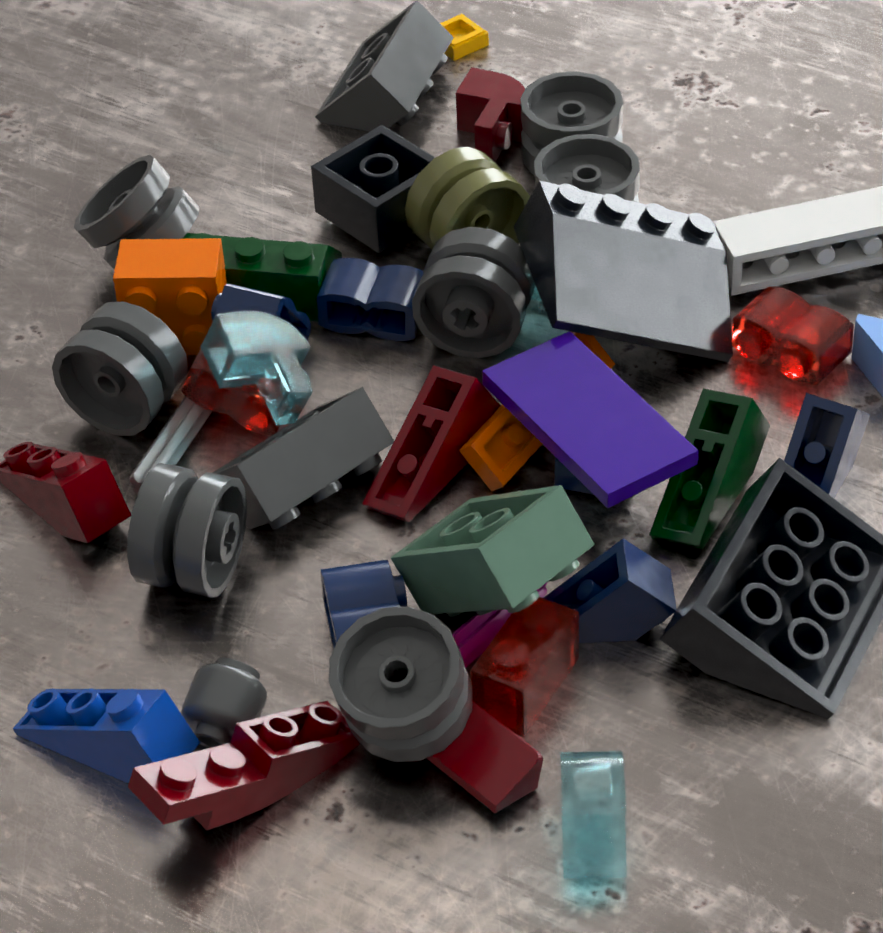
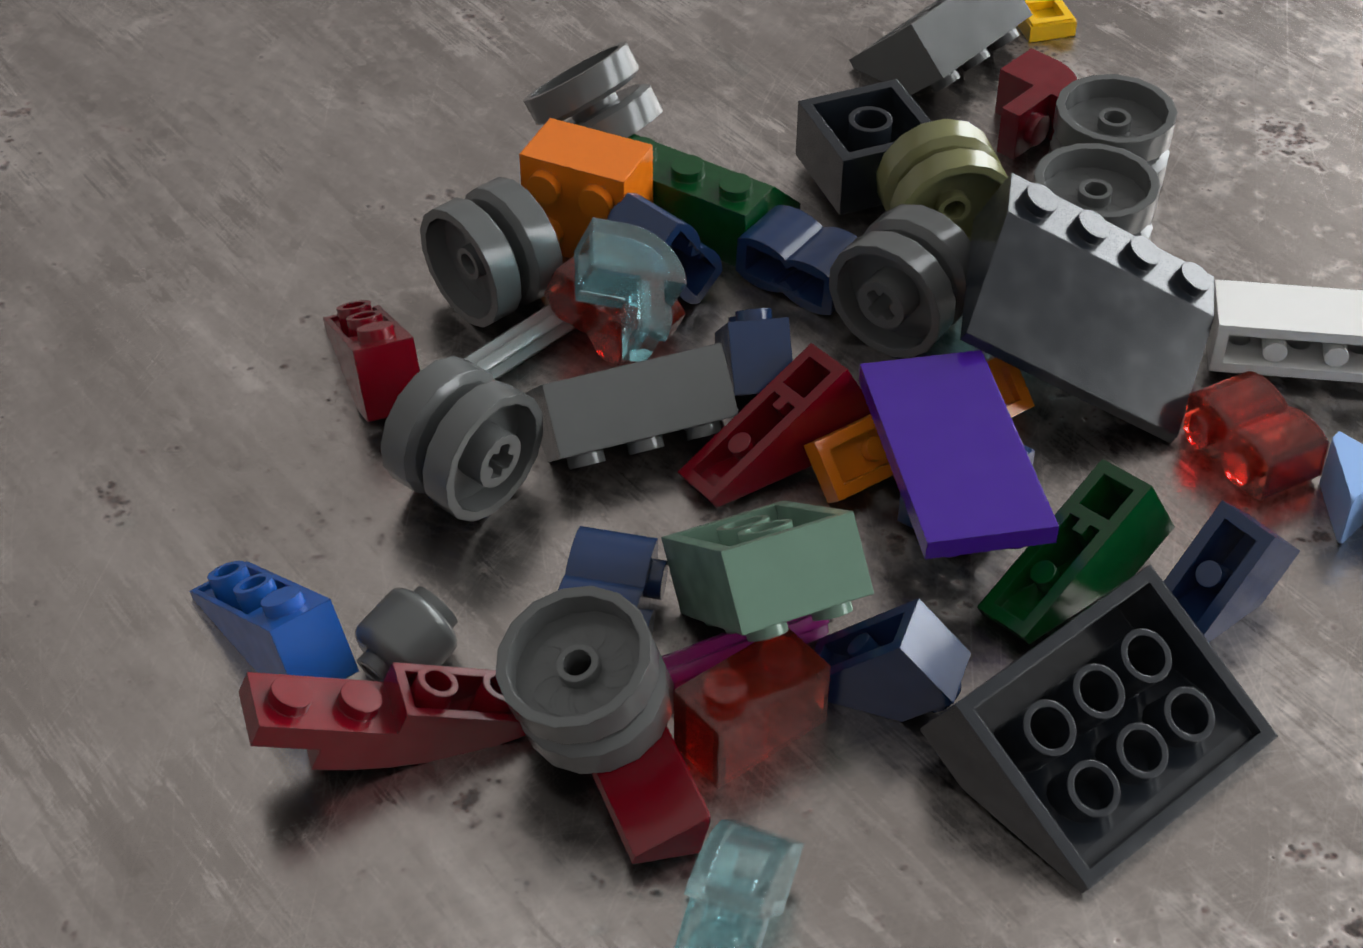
camera: 20 degrees right, 0 degrees up
(386, 381) = (754, 349): none -> dark blue slope

